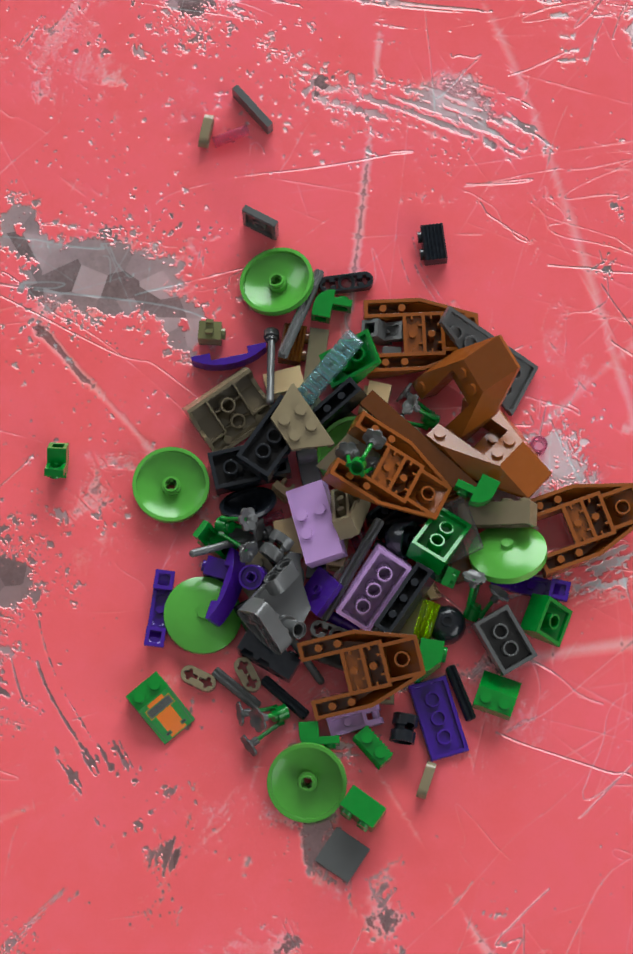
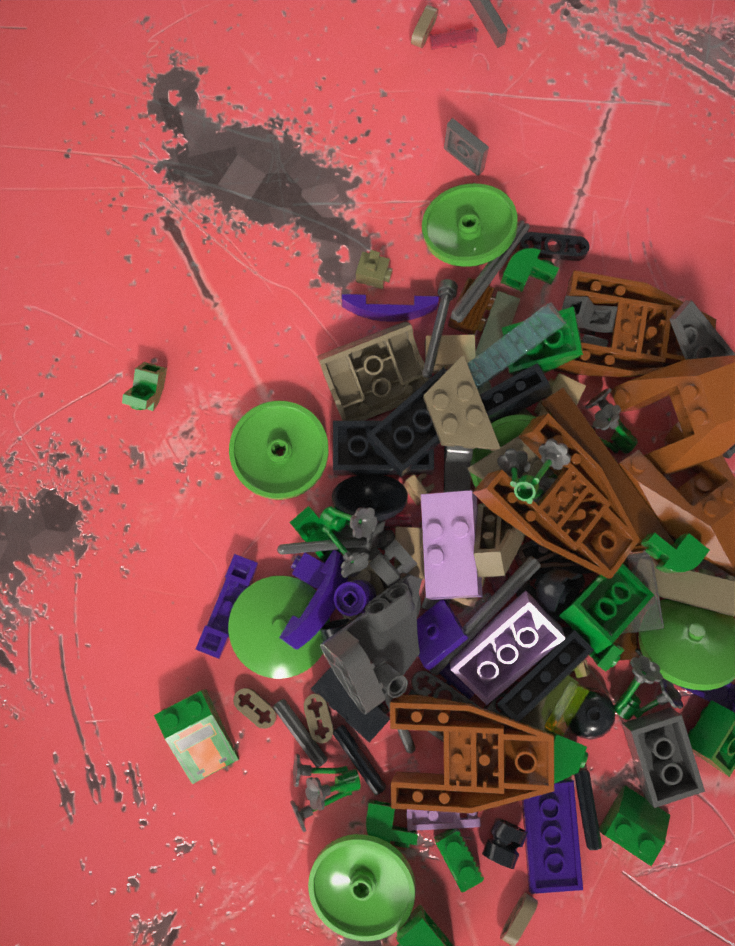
camera: 15 degrees right, 5 degrees up
(433, 244) = (673, 221): black brick -> none

